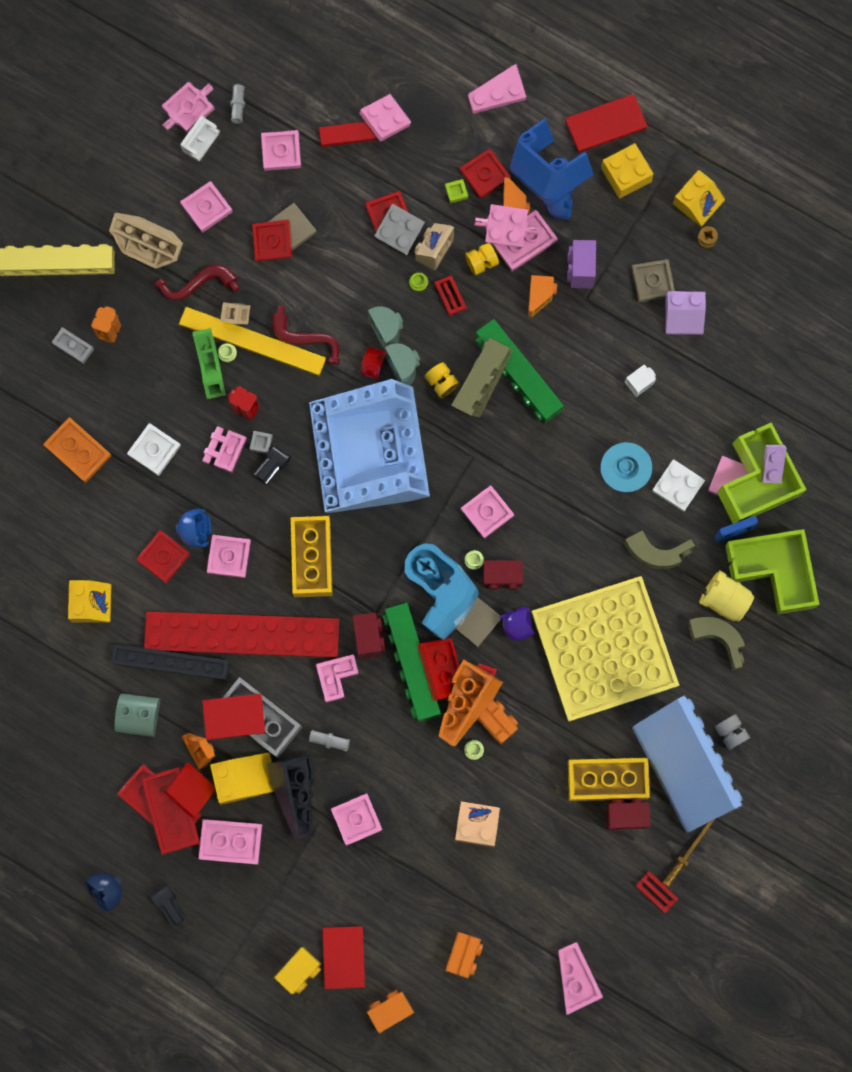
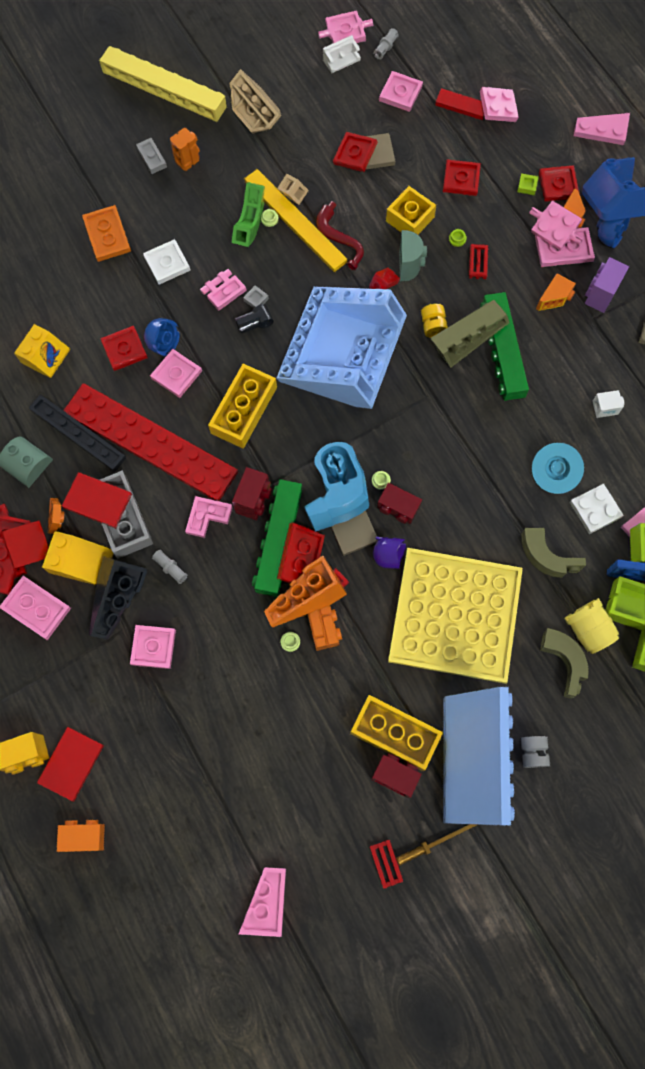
camera: 30 degrees right, 5 degrees down
(206, 206) = (317, 104): bright pink plate -> none
(213, 271) = (294, 153): dark red animal -> none
(243, 403) = (258, 258): red brick -> none
(362, 281) = (410, 211): none -> yellow brick
(399, 229) = (463, 190): light grey plate -> none
(402, 362) = (409, 288): sand green brick -> none
(435, 245) = (487, 215): tan slope -> none
(463, 955) = (176, 822): orange brick -> none
(477, 824) = (255, 709): light nougat slope -> none
(481, 259) = (520, 243): yellow wheel -> none
(487, 512) = (414, 446): bright pink plate -> none

